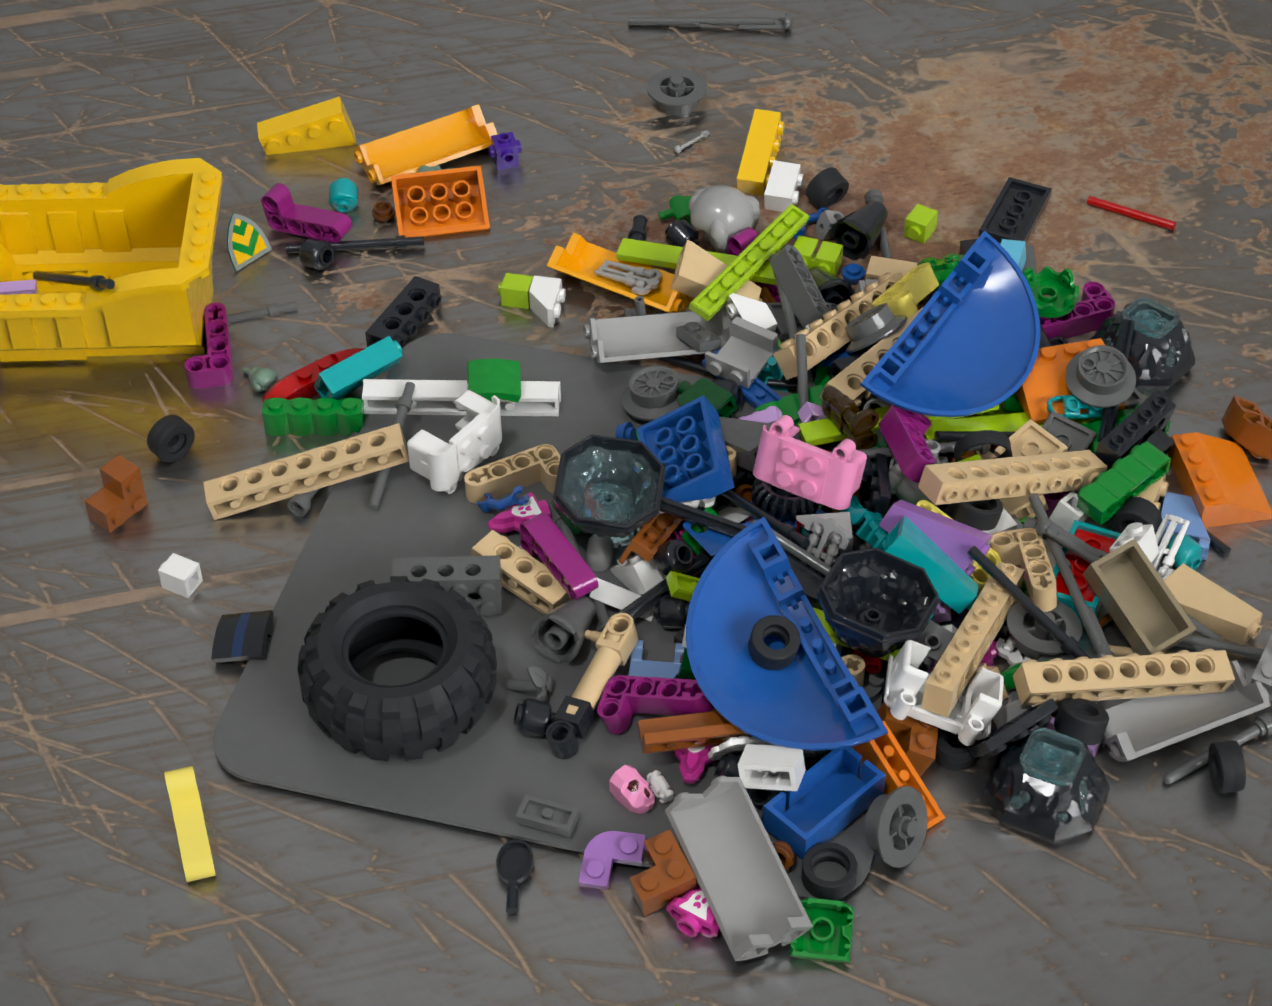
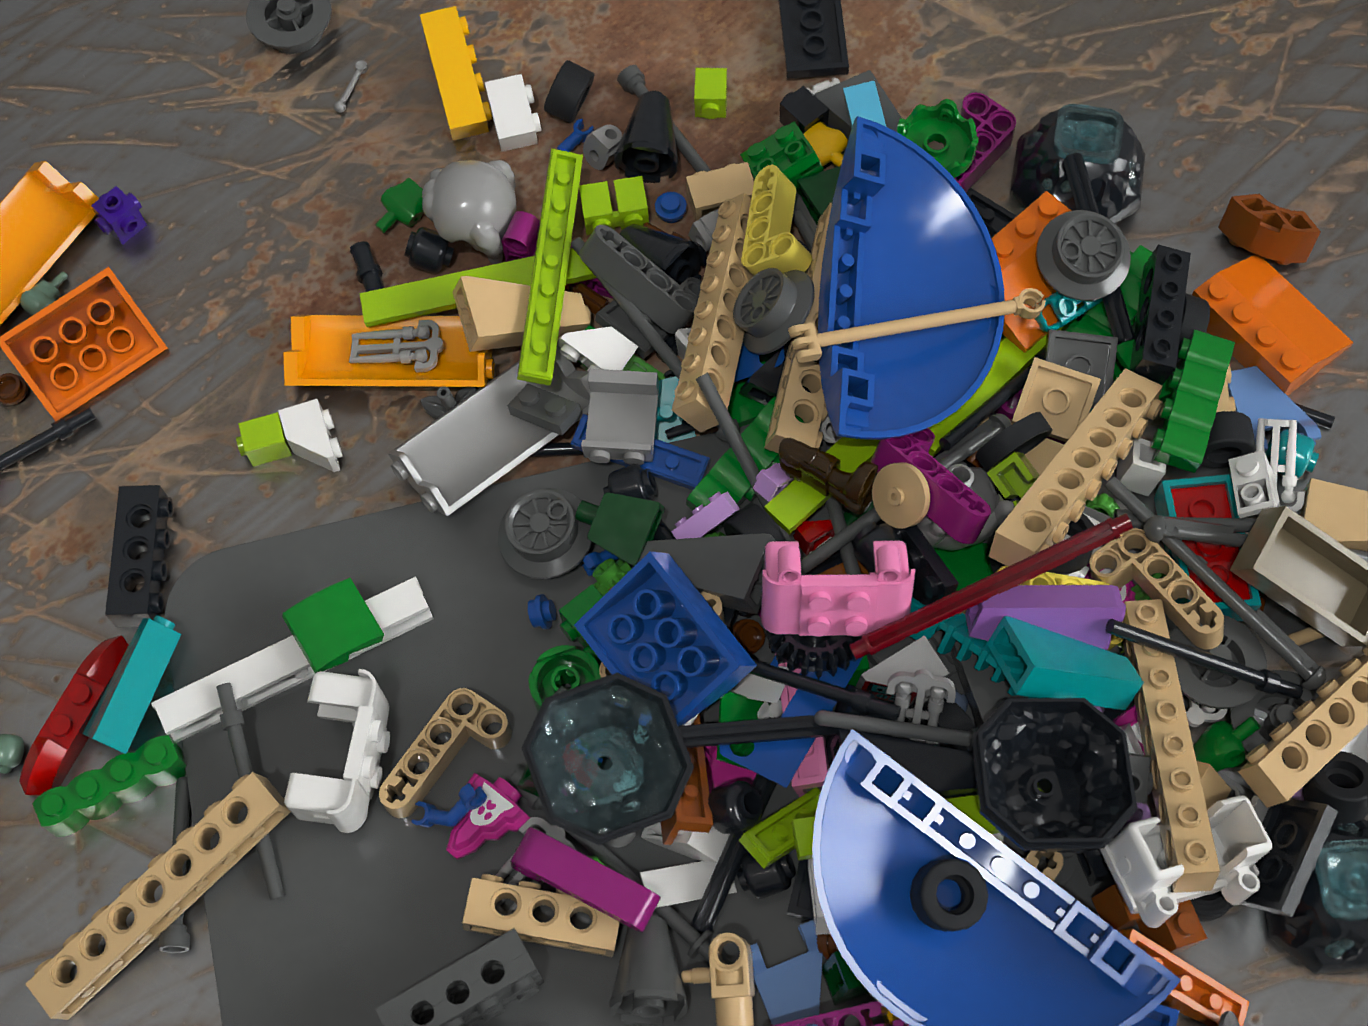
camera: 25 degrees left, 20 degrees up
(875, 339) = (814, 342): none -> tan hinge
(884, 439) = (901, 495): none -> tan piece
(905, 492) = (992, 585): none -> dark red piece

